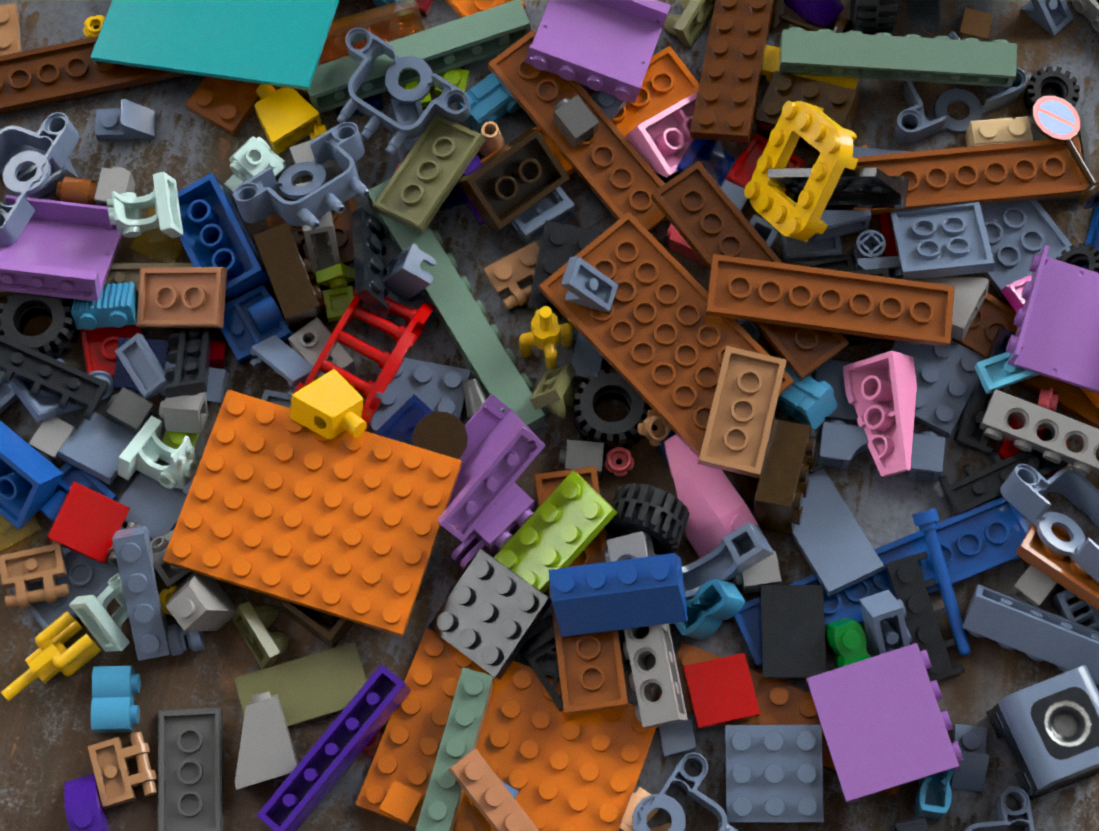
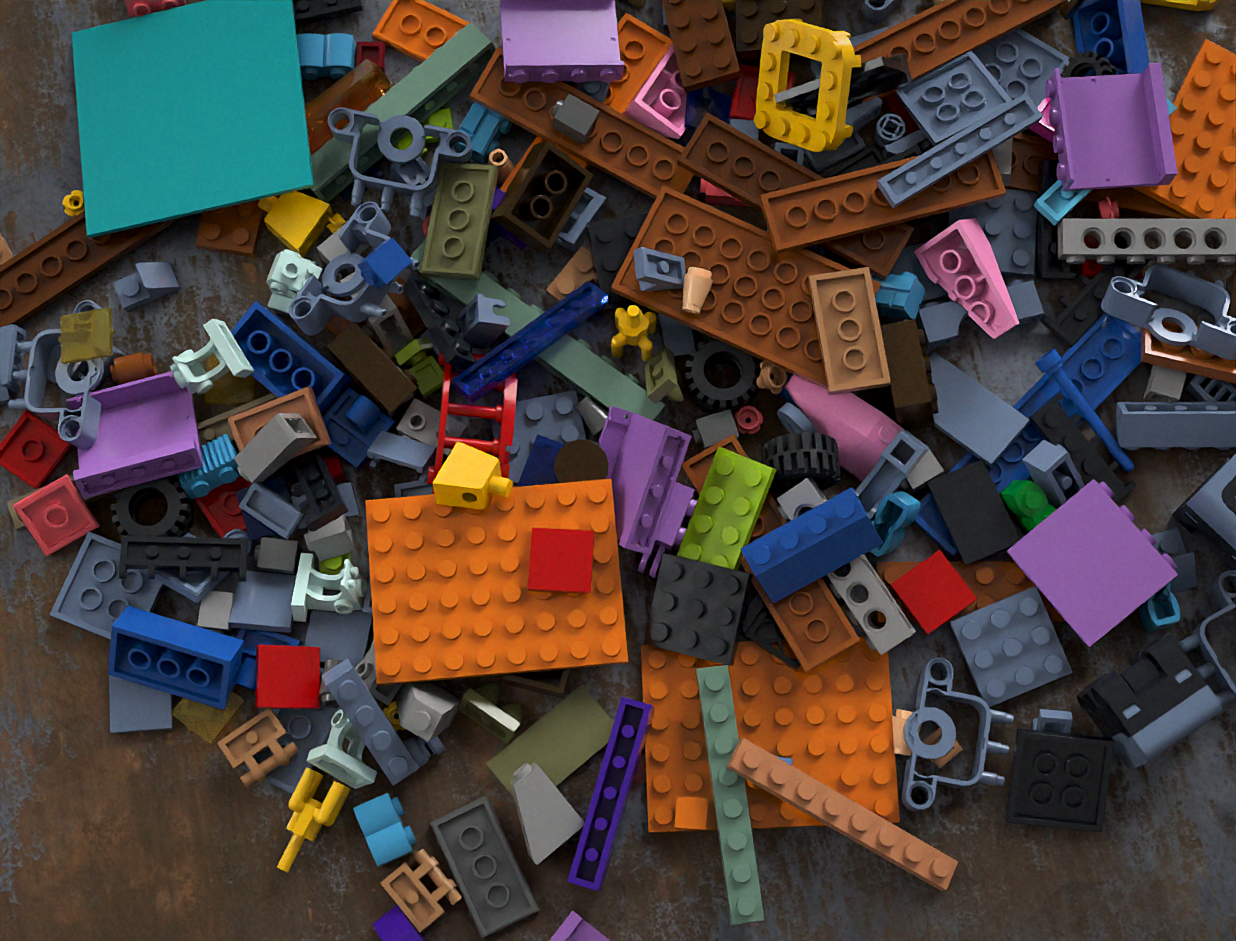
camera: 20 degrees left, 5 degrees up
(46, 143) = (86, 335): none -> clear yellow piece
(114, 179) = (162, 348): light grey brick -> none
(168, 308) = (273, 446): none -> light grey slope
(334, 179) = (384, 263): none -> blue brick
(379, 515) = (561, 560): none -> red tile
(443, 306) = (530, 341): none -> clear blue plate
(616, 315) = (695, 289): none -> light nougat cone
(660, 476) = (794, 419): none -> sand blue piece
(677, 738) = (911, 651): sand blue slope -> none
(920, 285) = (959, 150): none -> sand blue plate

